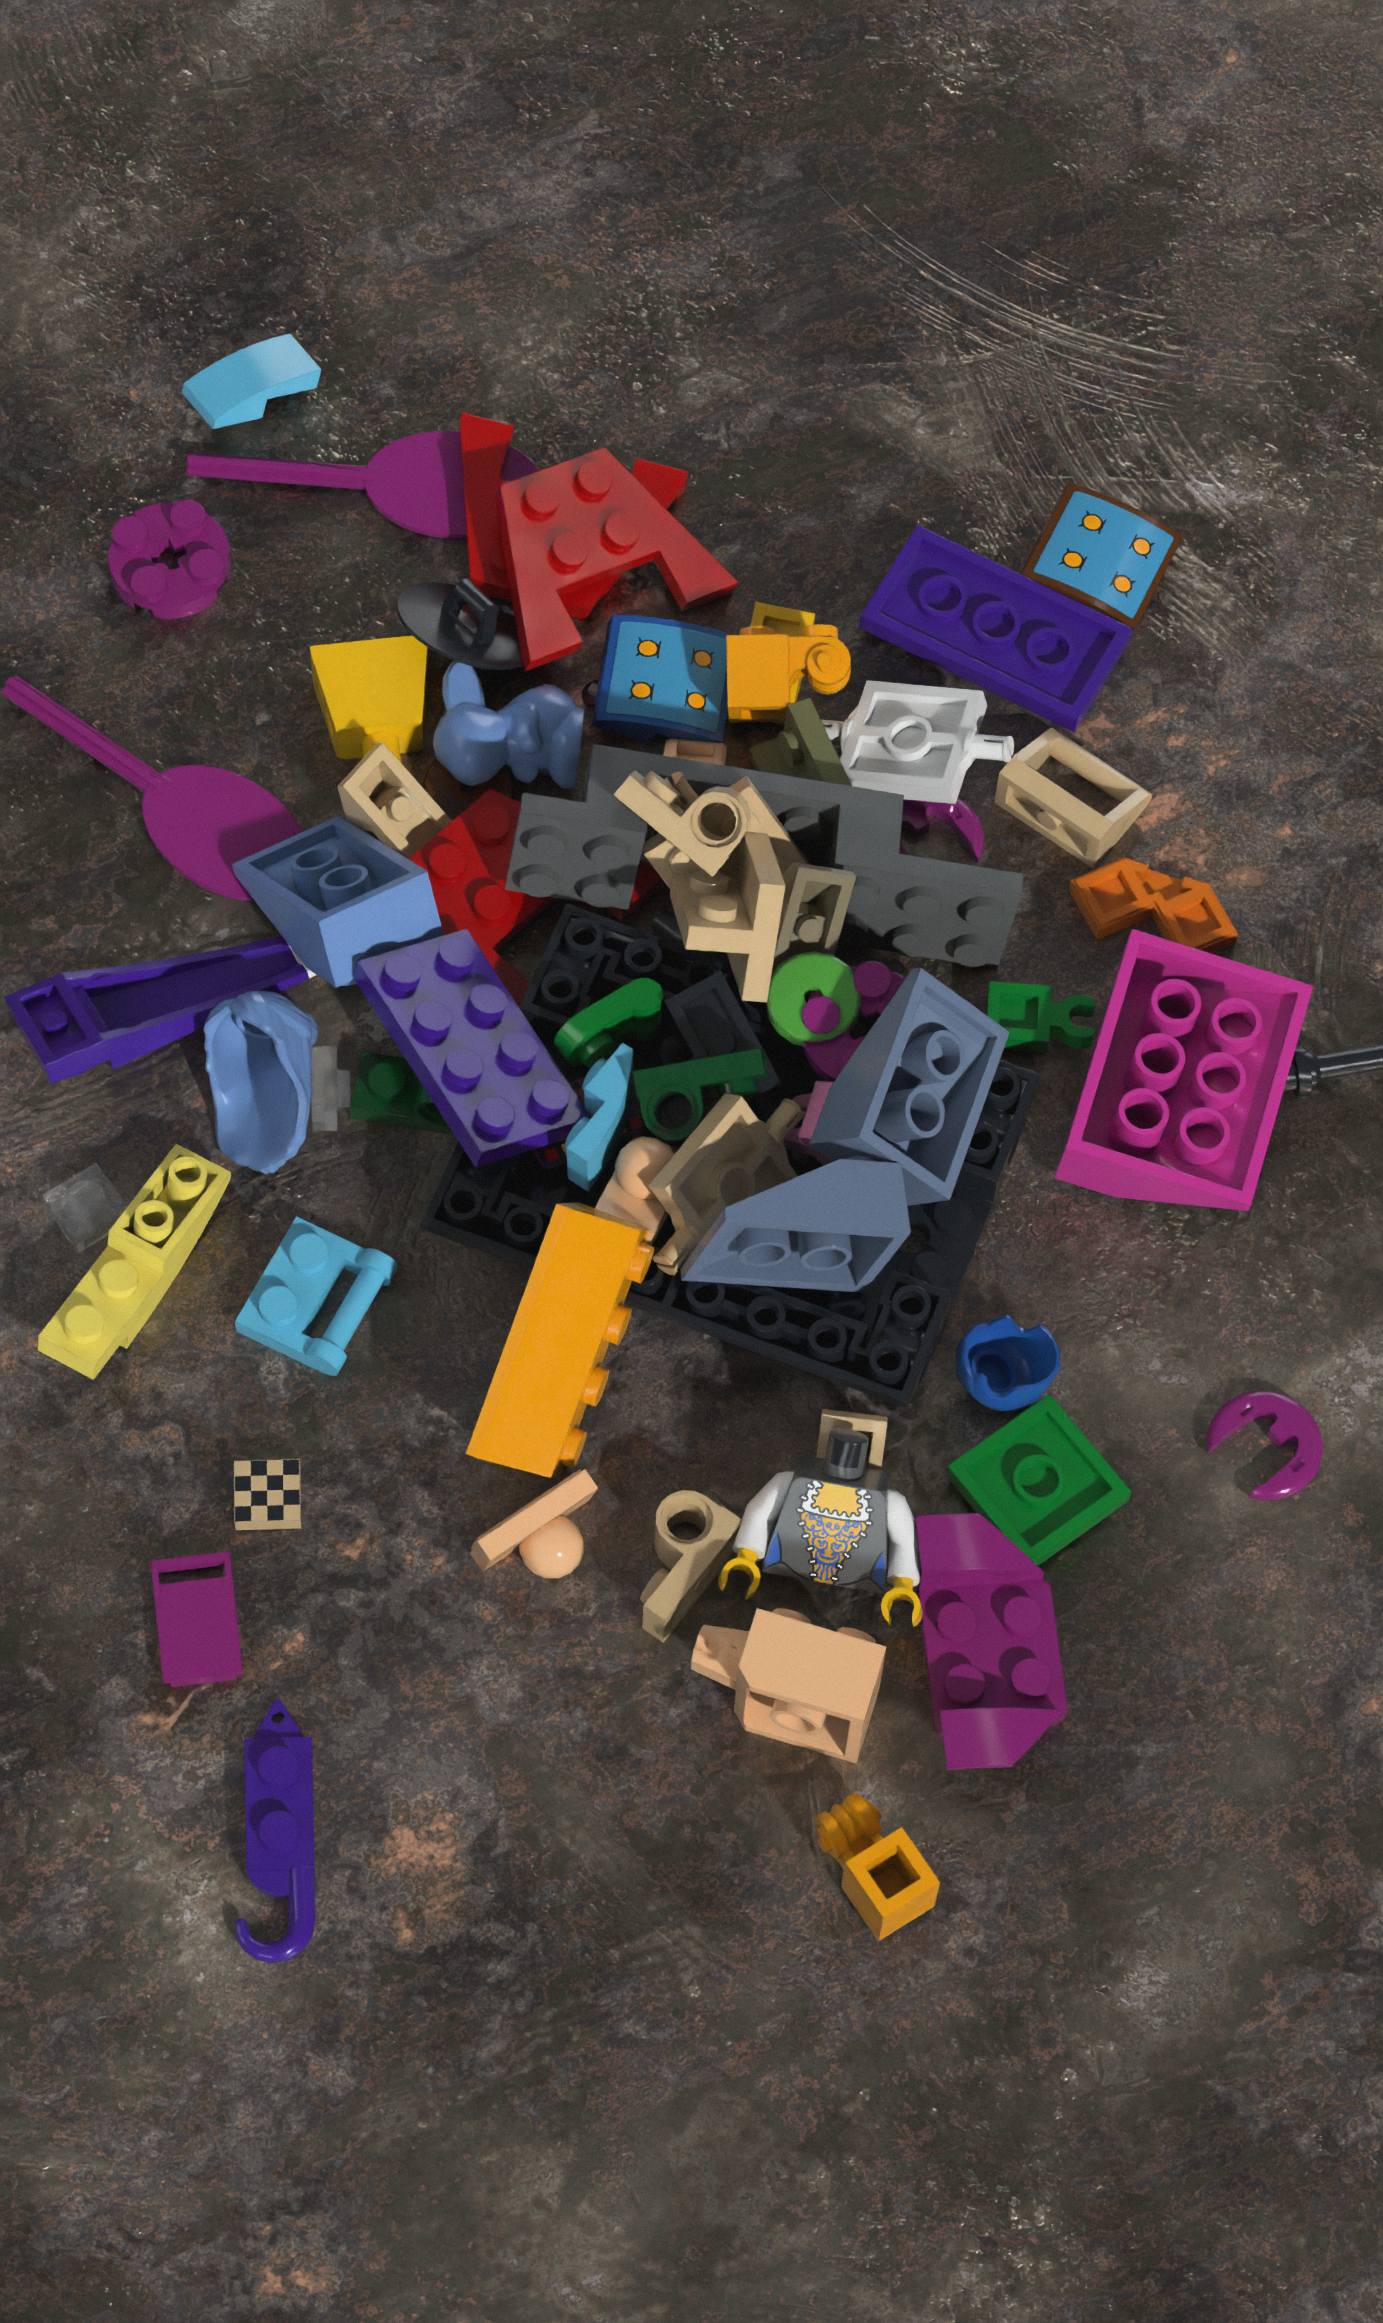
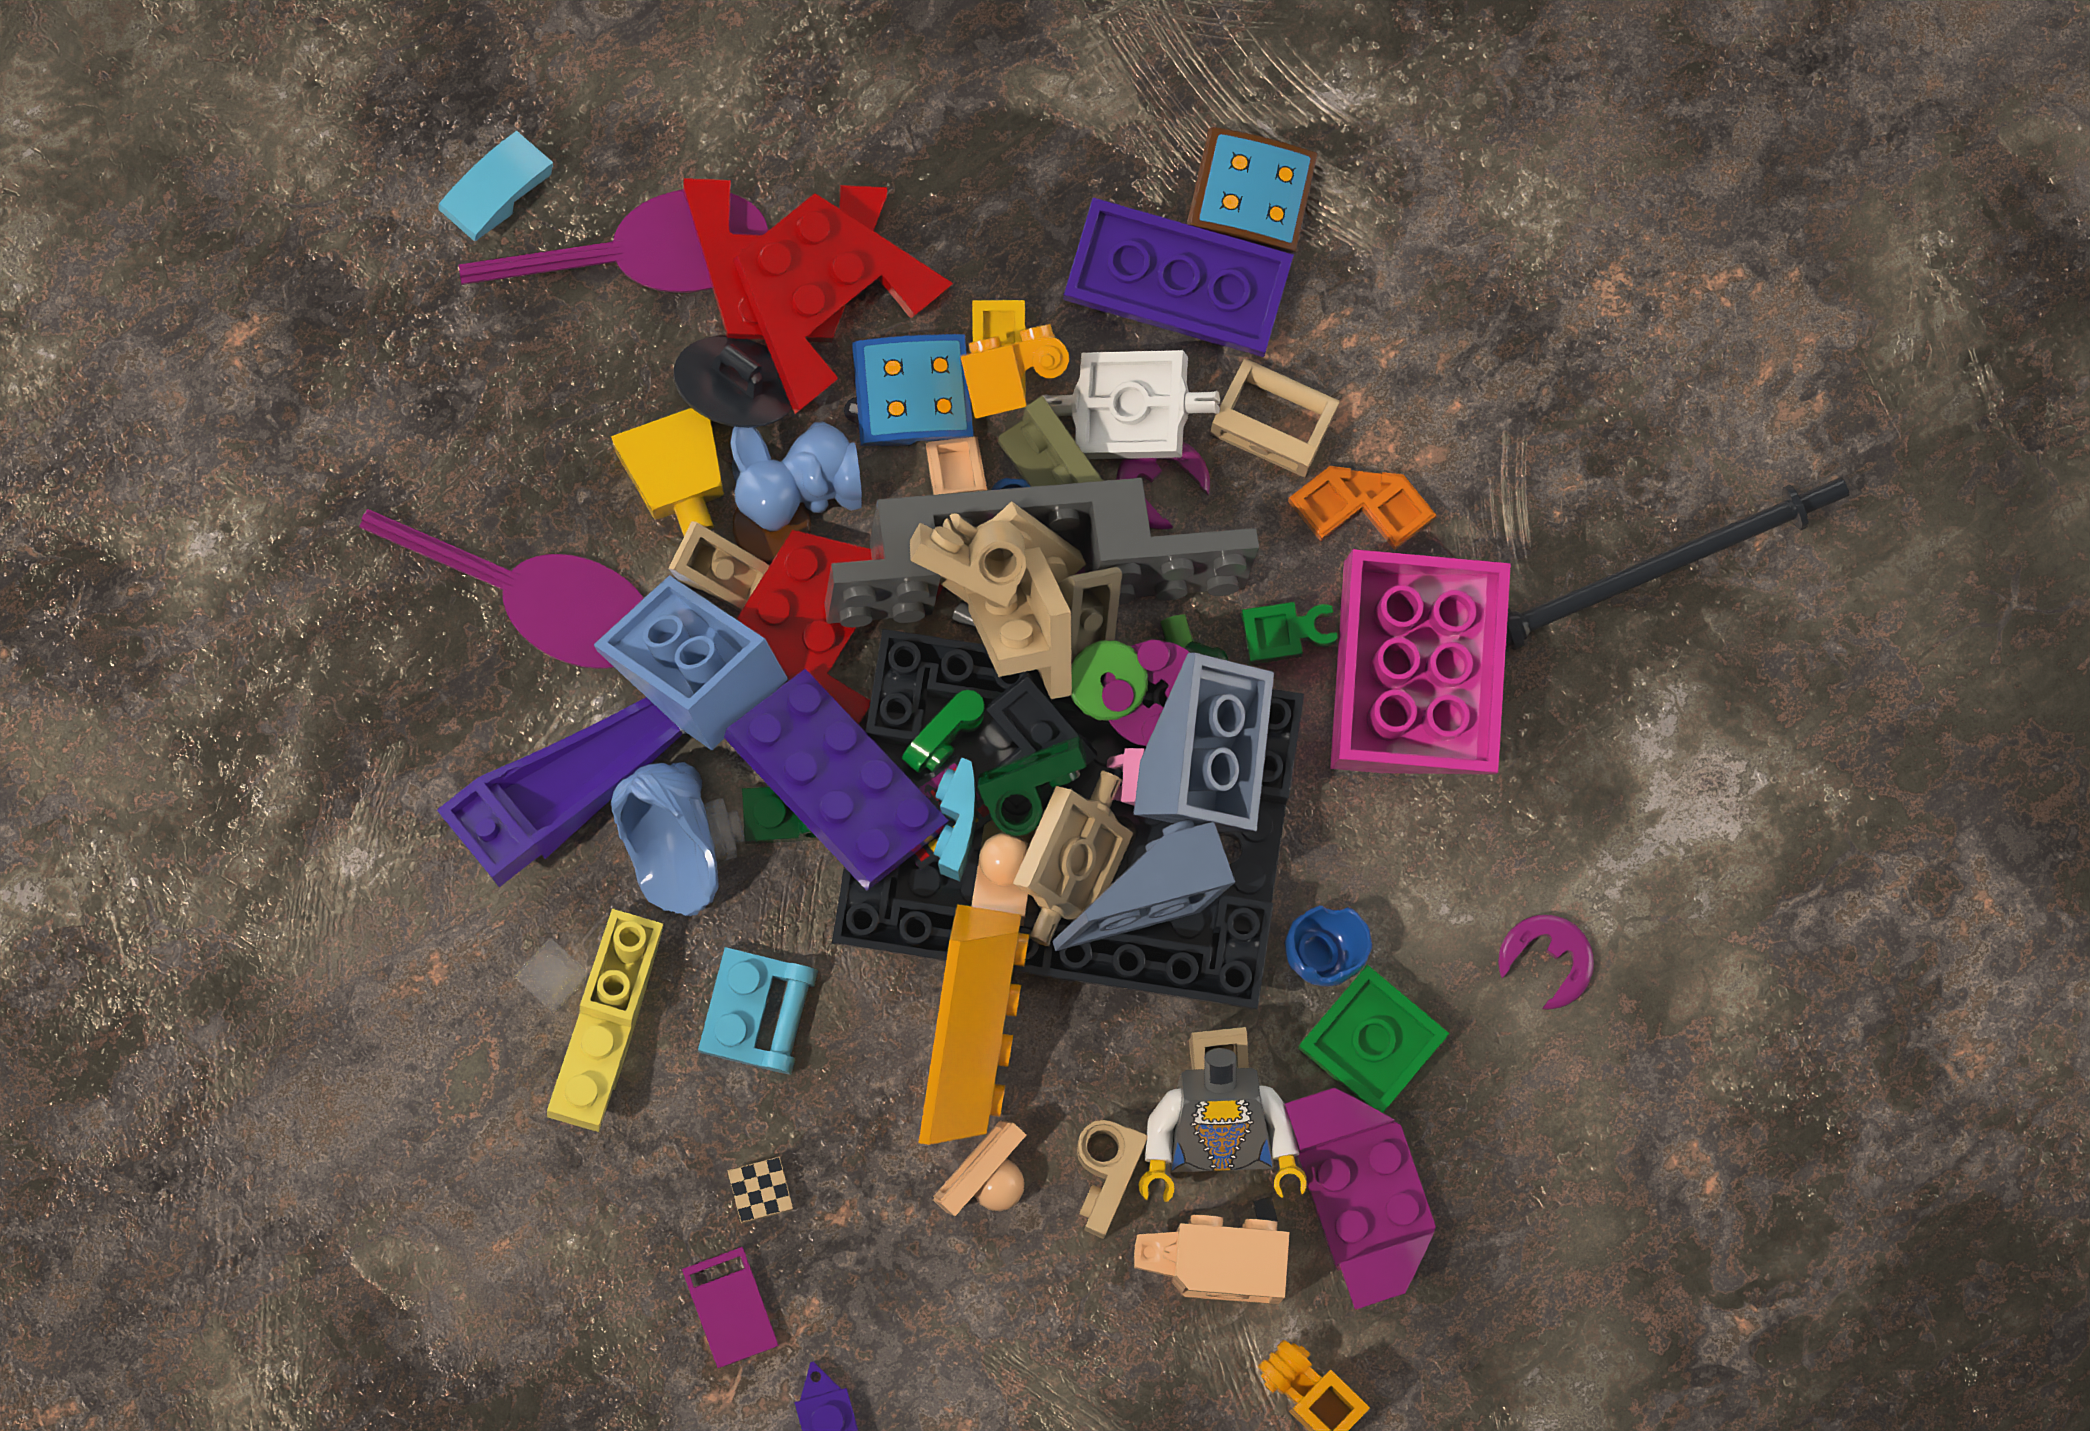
camera: 15 degrees left, 15 degrees up
(161, 529) = (469, 338): magenta plate -> none

